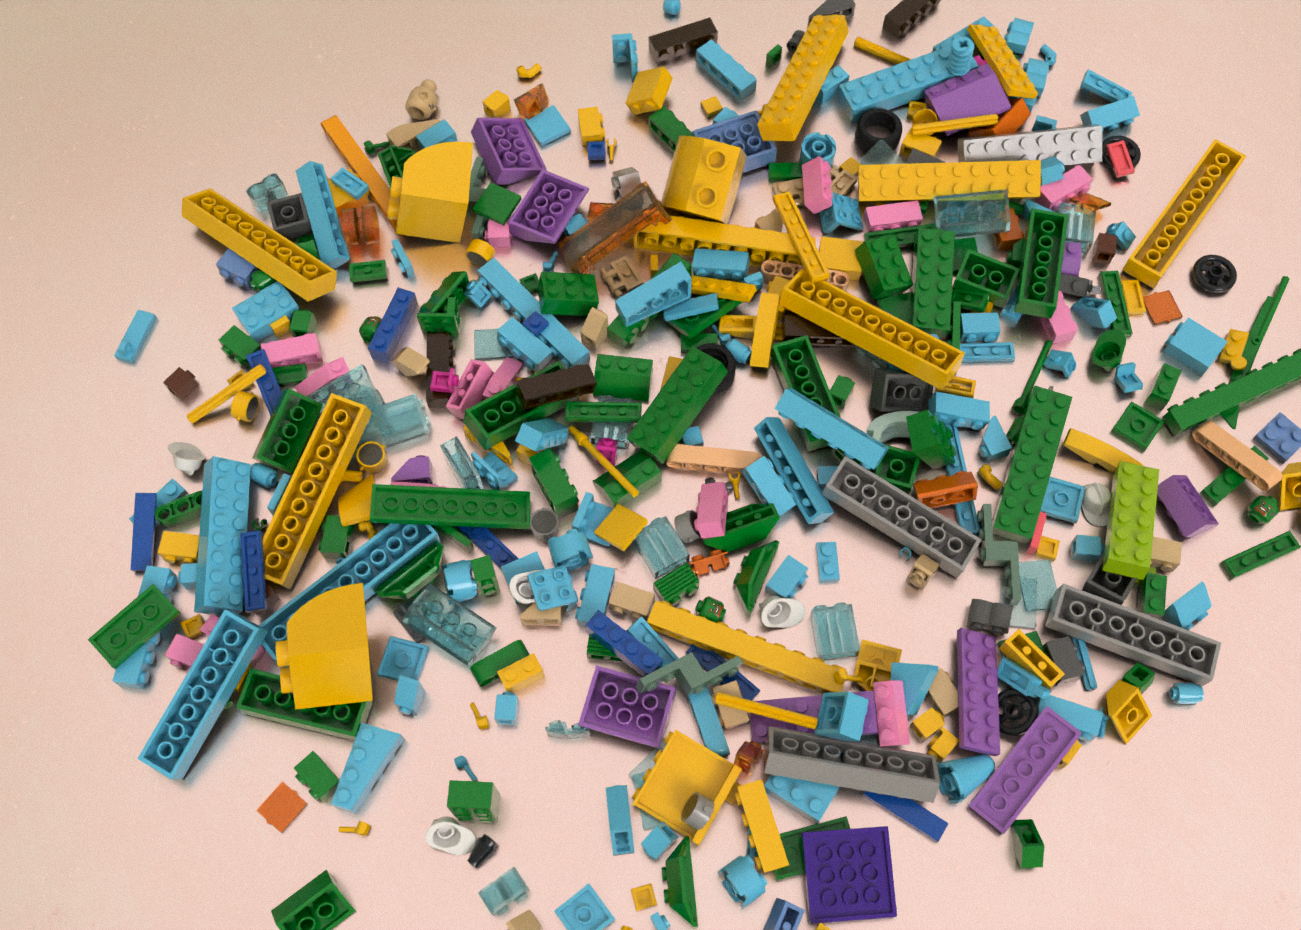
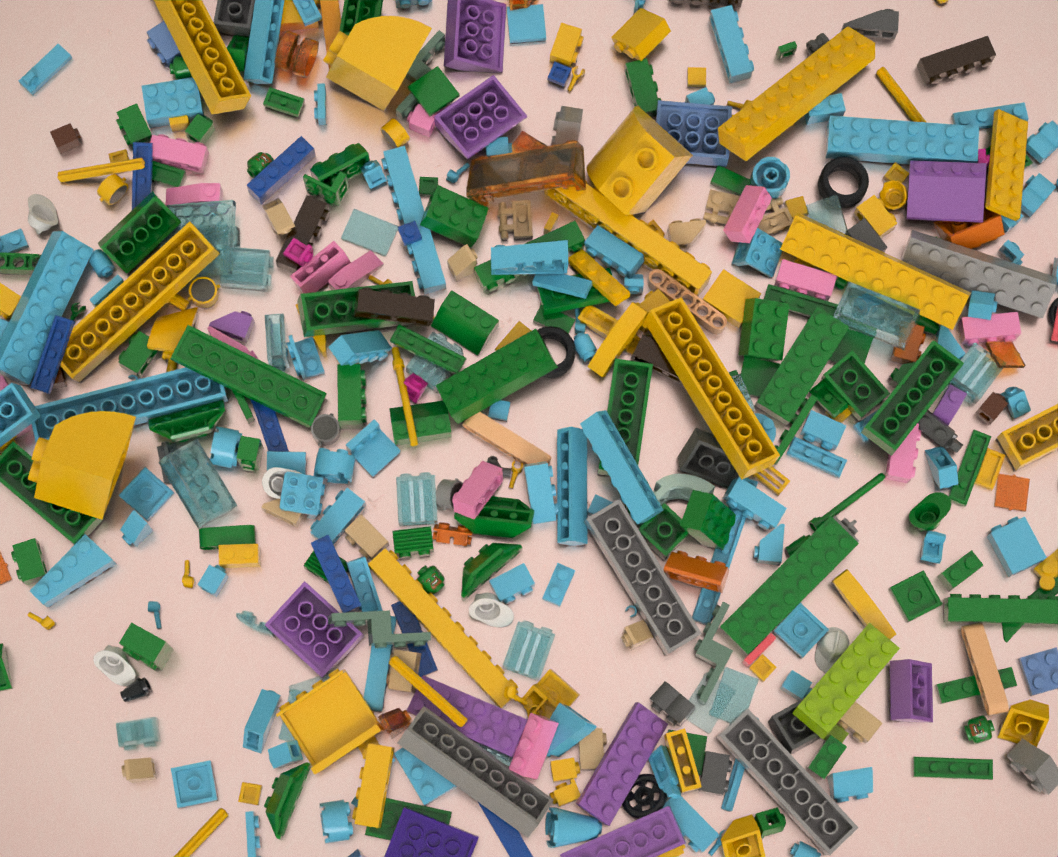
camera: 20 degrees right, 10 degrees up
(524, 345) = (390, 247): medium azure brick -> none
(621, 527) = (389, 466): yellow tile -> none
(697, 811) = (326, 746): light grey piece -> none
(800, 237) = (697, 264): yellow tile -> none
(841, 716) = (487, 728): medium azure slope -> none
(842, 390) = (658, 431): green brick -> none
(954, 124) = (917, 213): yellow axle -> none
(961, 56) = (958, 147): medium azure piece -> none
(985, 473) = (747, 579): yellow arm -> none
(1061, 361) = (880, 501): medium azure bracket -> none

